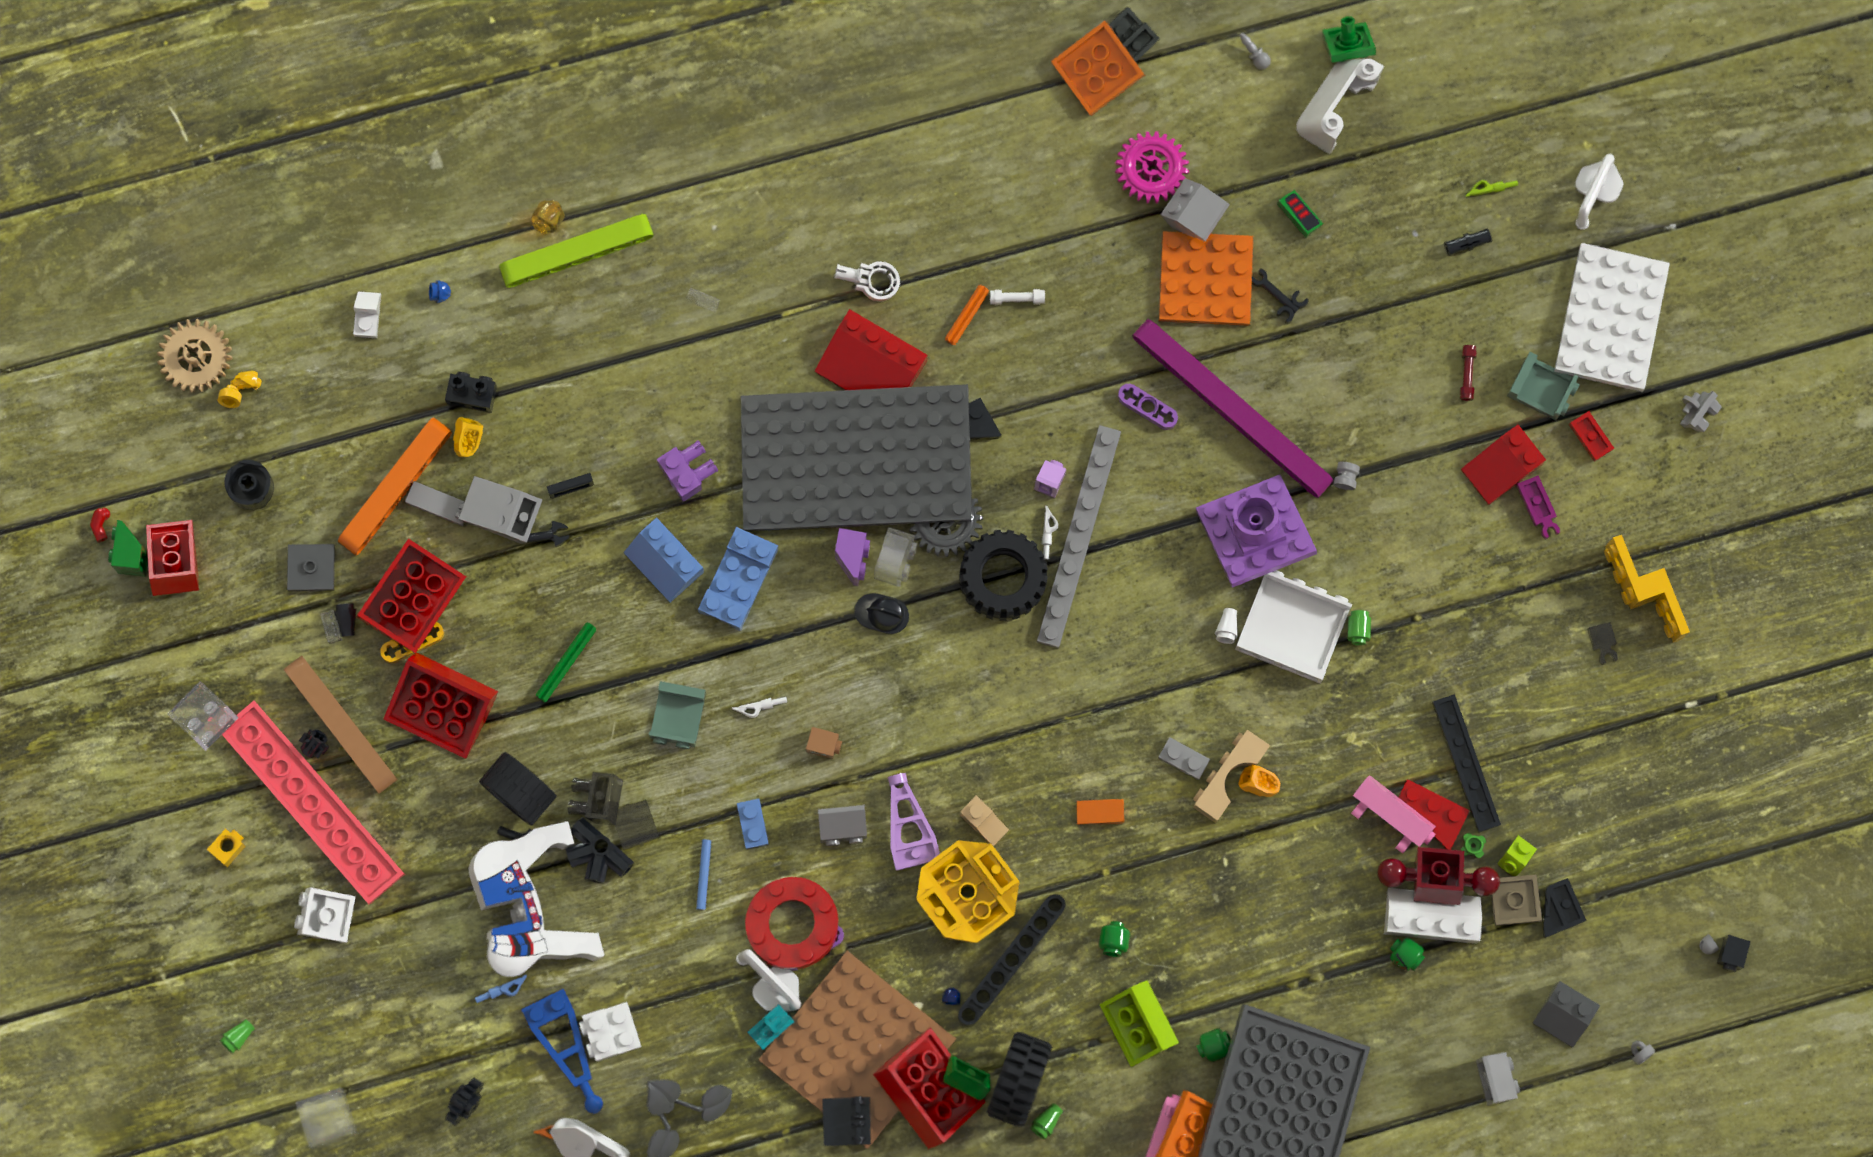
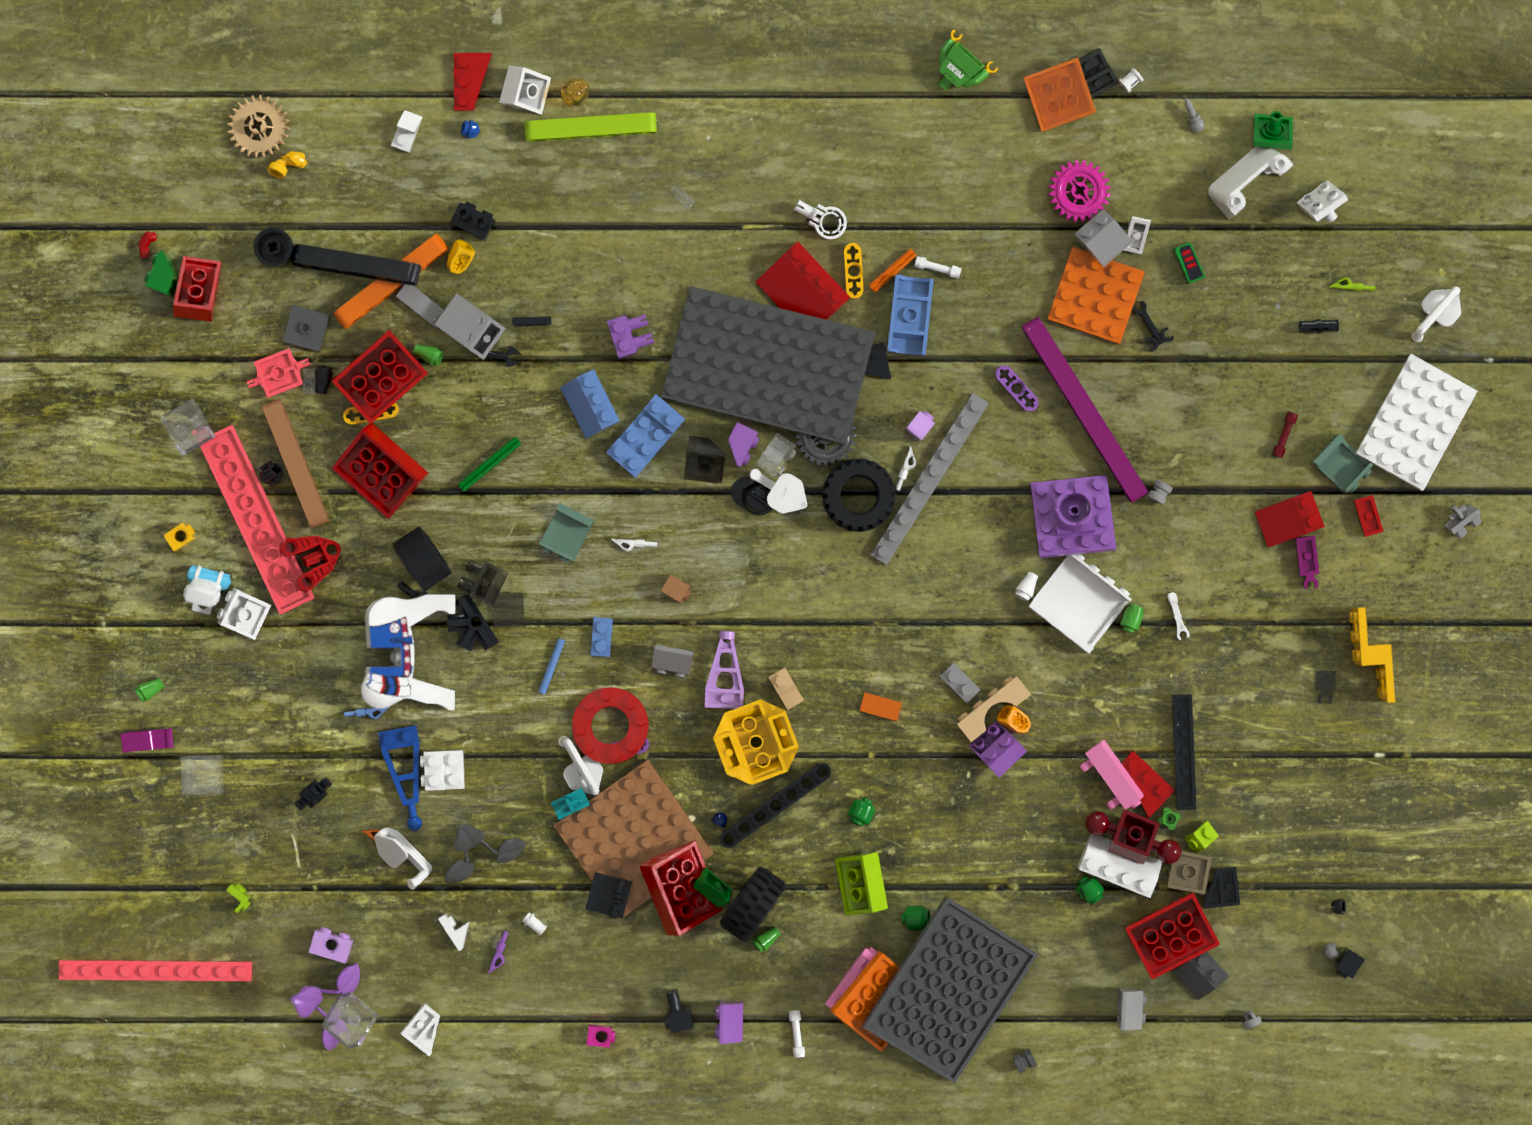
camera: 30 degrees right, 10 degrees up
(250, 1096) = (147, 740): none -> magenta piece
(272, 896) = (205, 587): none -> white piece
(292, 626) = (278, 373): none -> coral plate
(349, 476) = (356, 264): none -> black beam
(376, 813) = (304, 544): none -> red connector
(421, 234) = (468, 78): none -> red wing
(461, 556) = (429, 354): none -> bright green cone
(490, 230) = (525, 89): none -> white slope
(814, 587) = (704, 461): none -> clear smoke slope
(918, 598) = (785, 494): none -> white piece
(922, 310) = (858, 284): none -> yellow beam
(976, 67) = (960, 65): none -> bright green torso
(1002, 358) = (910, 315): none -> medium blue piece
(1172, 31) = (1131, 80): none -> white bush
(1231, 191) = (1137, 232): none -> white slope
(1250, 820) = (997, 748): none -> medium lavender slope
(1399, 593) = (1172, 597): none -> white piece
(1429, 103) = (1323, 202): none -> white plate
(1518, 978) = (1171, 935): none -> red slope
(1701, 890) = (1339, 906): none -> black hinge

